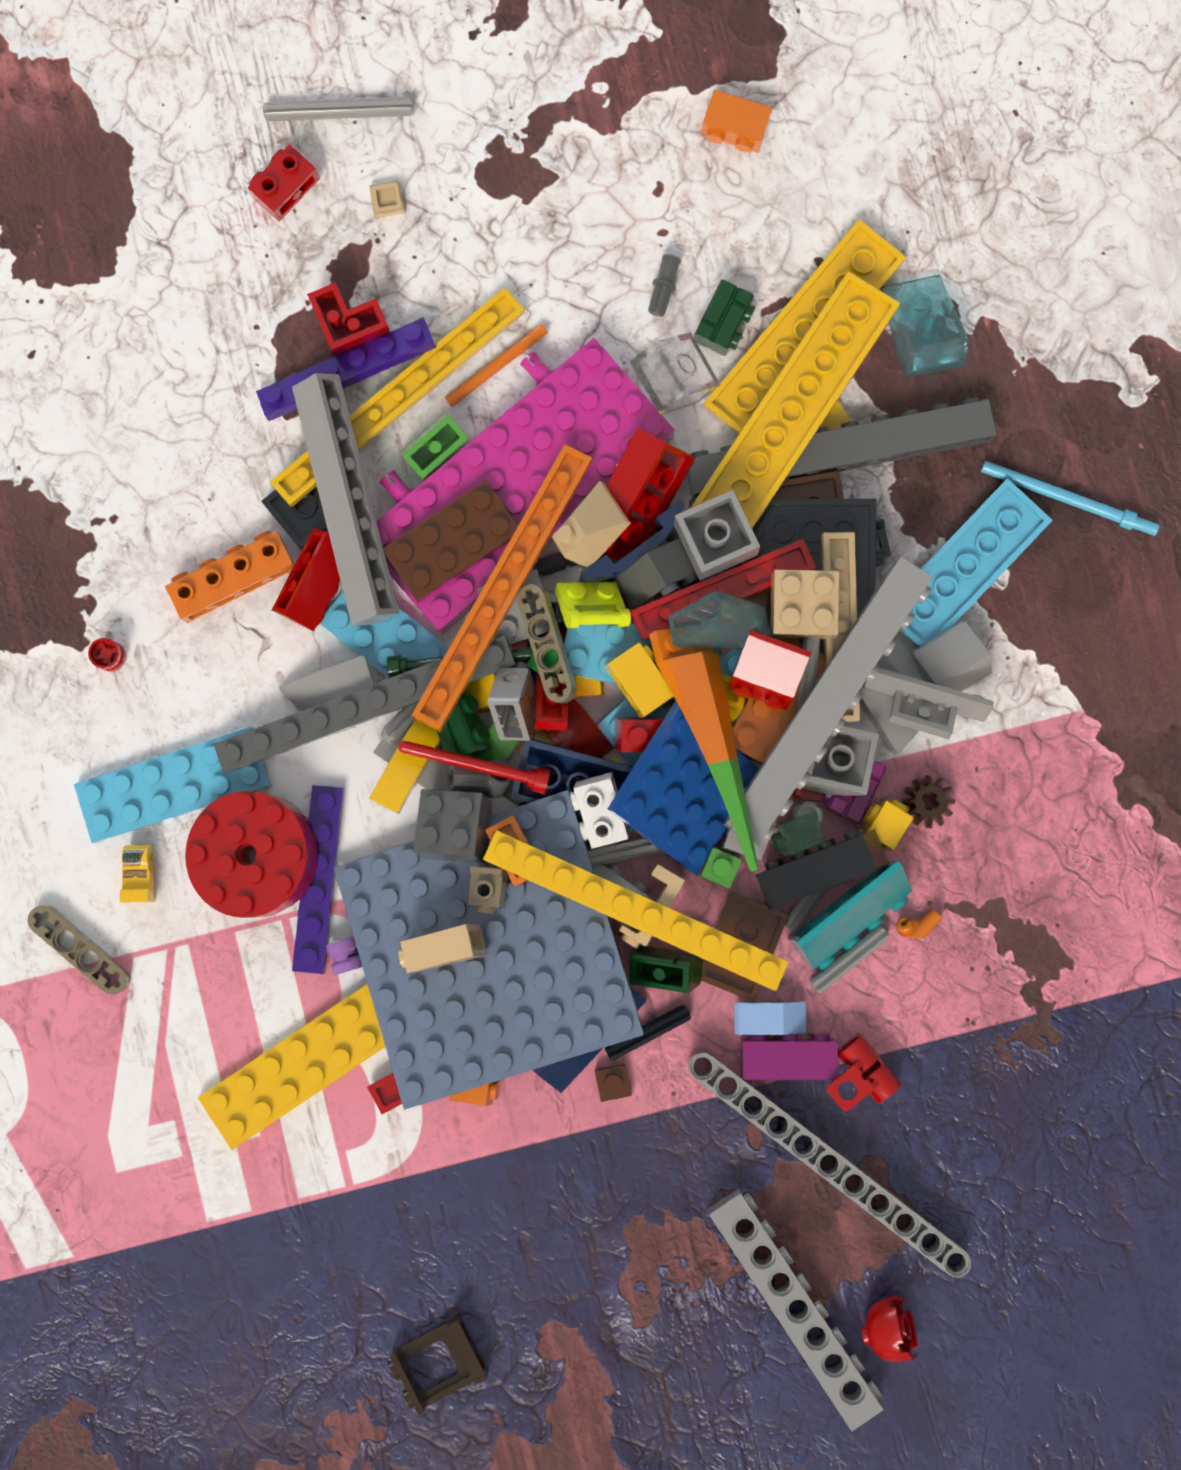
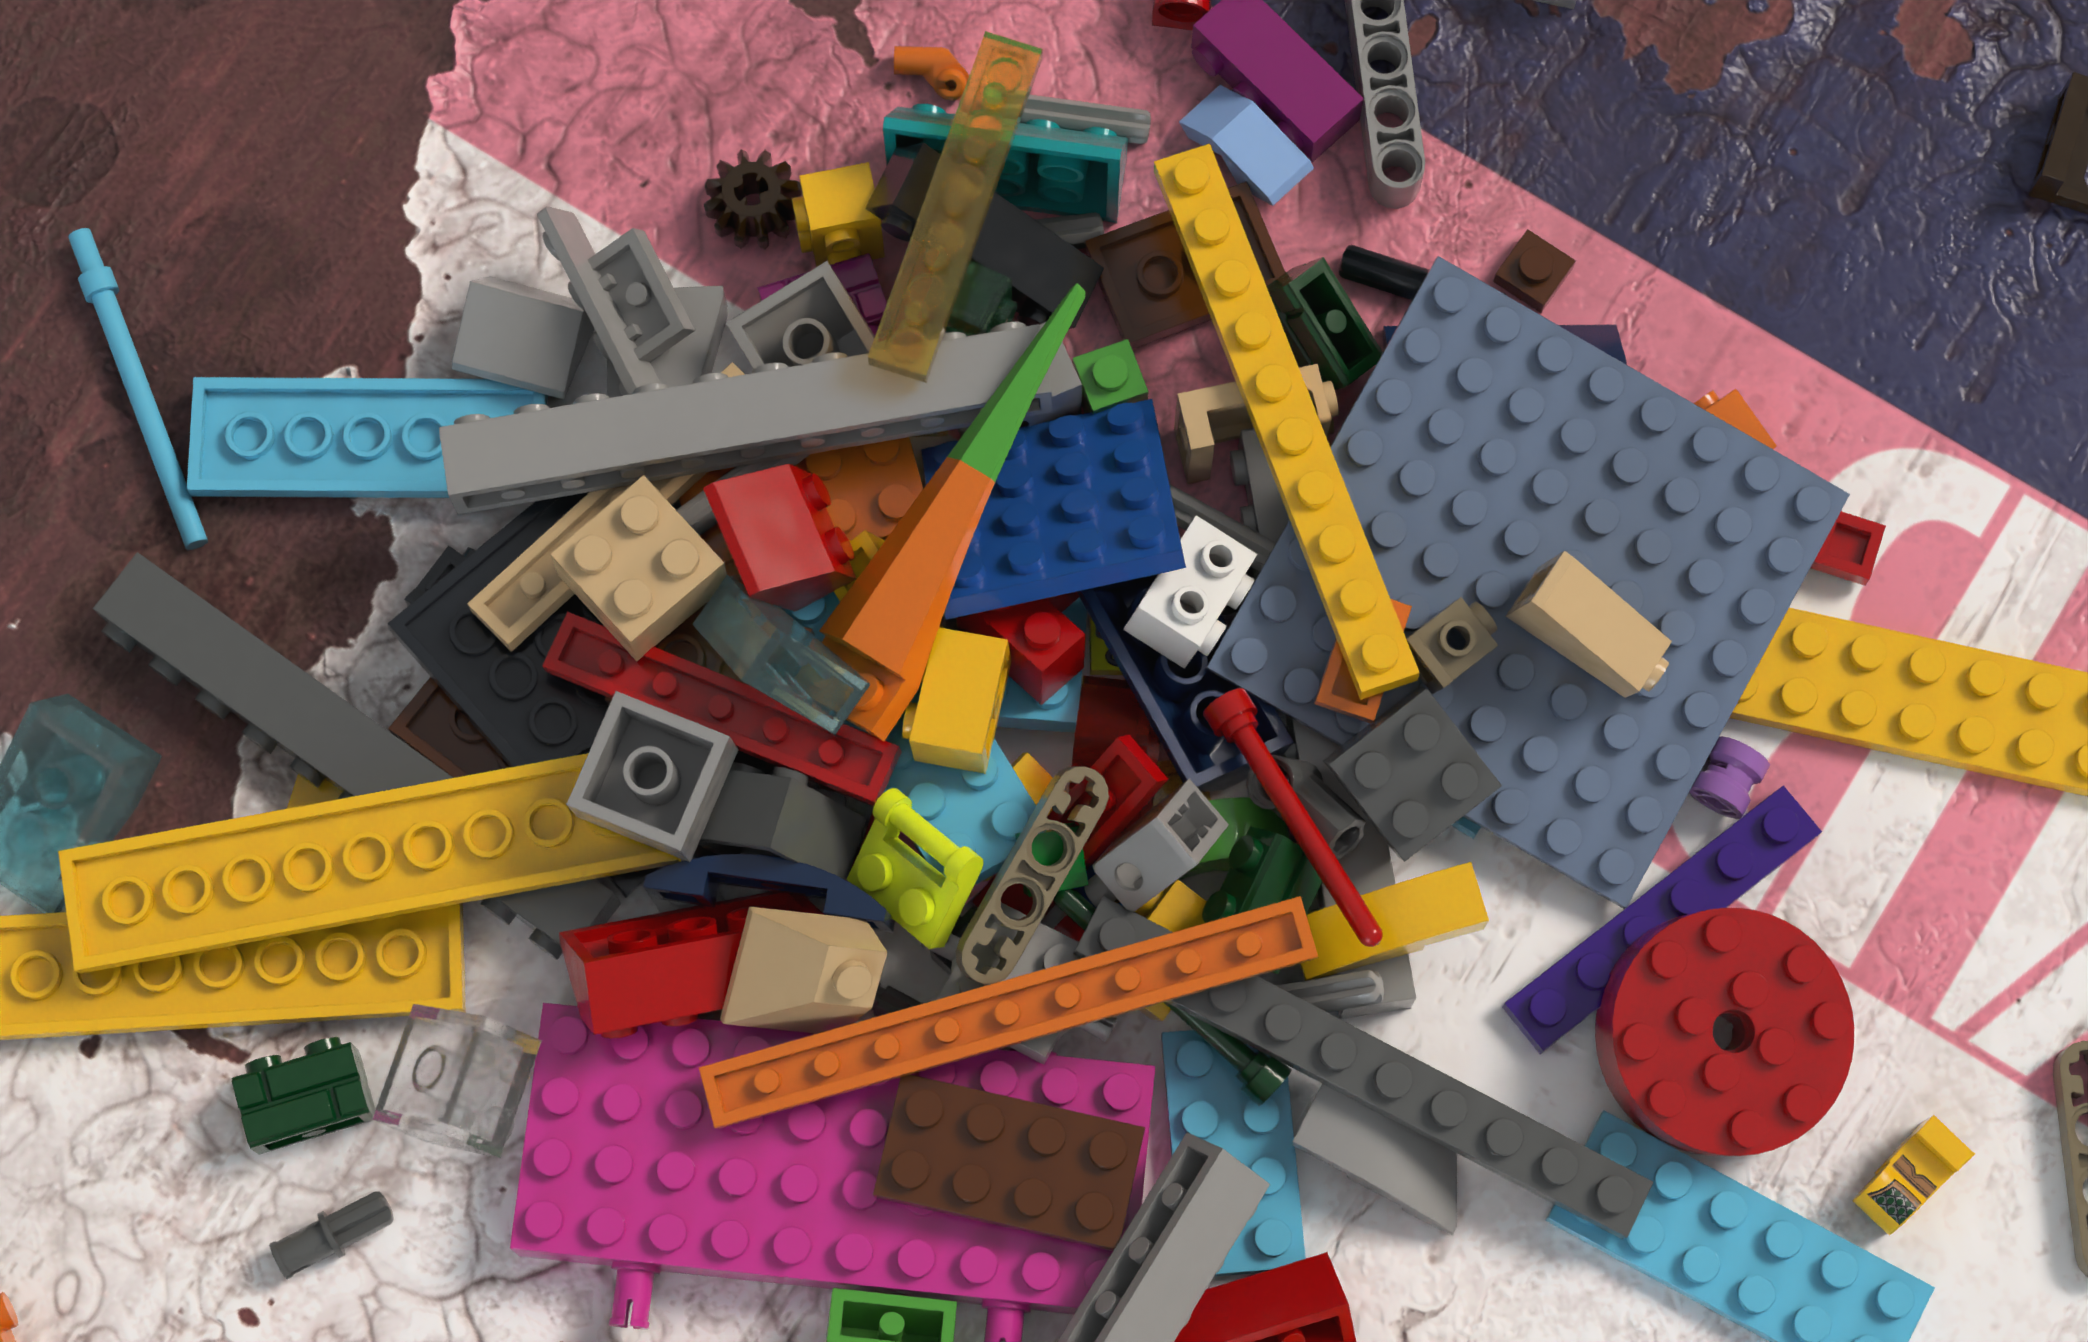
camera: 135 degrees left, 10 degrees down
(836, 856) = (955, 207): none -> clear yellow plate

